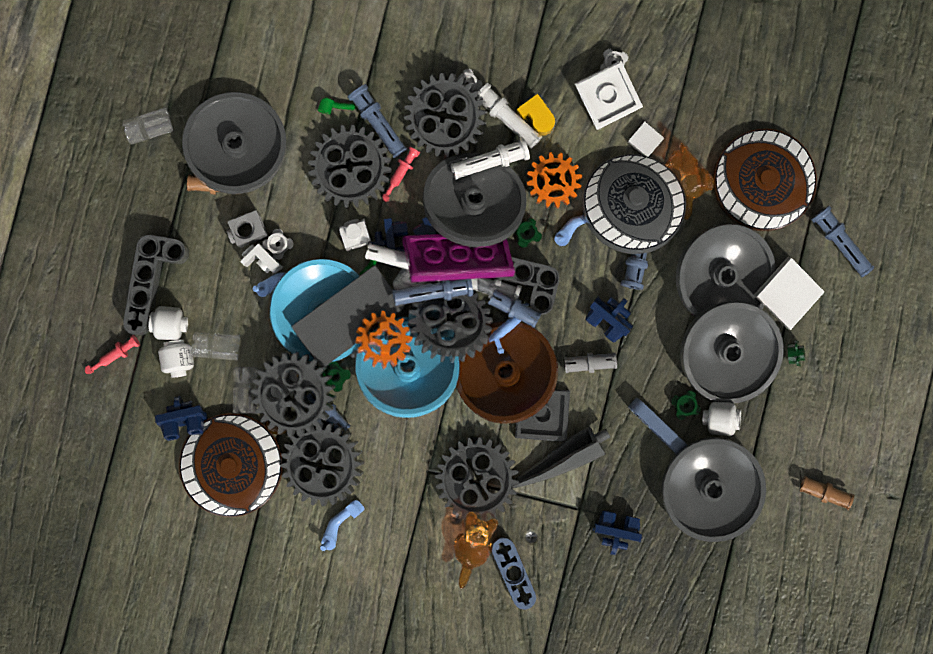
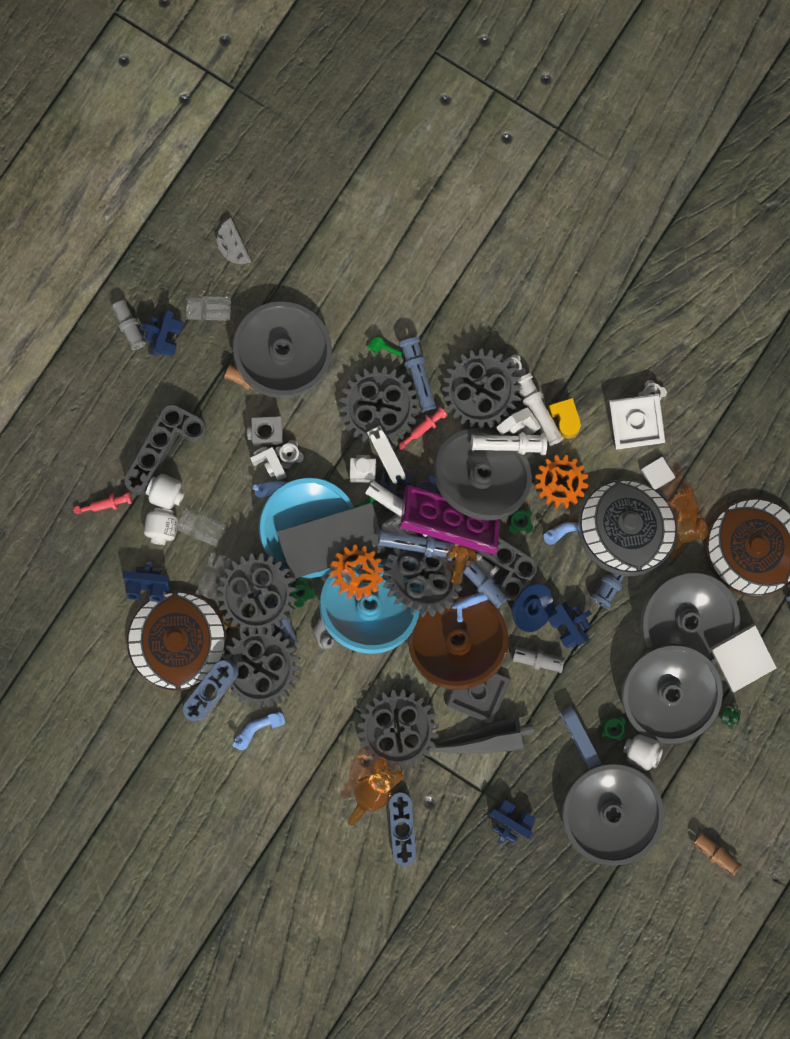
camera: 15 degrees right, 5 degrees down
(74, 170) = (128, 324): none -> light grey pin
(112, 155) = (166, 324): none -> dark blue hips
(147, 54) = (230, 243): none -> light grey tile
(289, 496) = (216, 672): none -> sand blue beam
(371, 412) = (322, 636): none -> light grey arm
(372, 211) = (386, 453): none -> white piece
(481, 289) = (462, 552): none -> clear orange piece
(494, 135) = (520, 422): none -> white bracket
(567, 314) = (532, 607): none -> dark blue dish

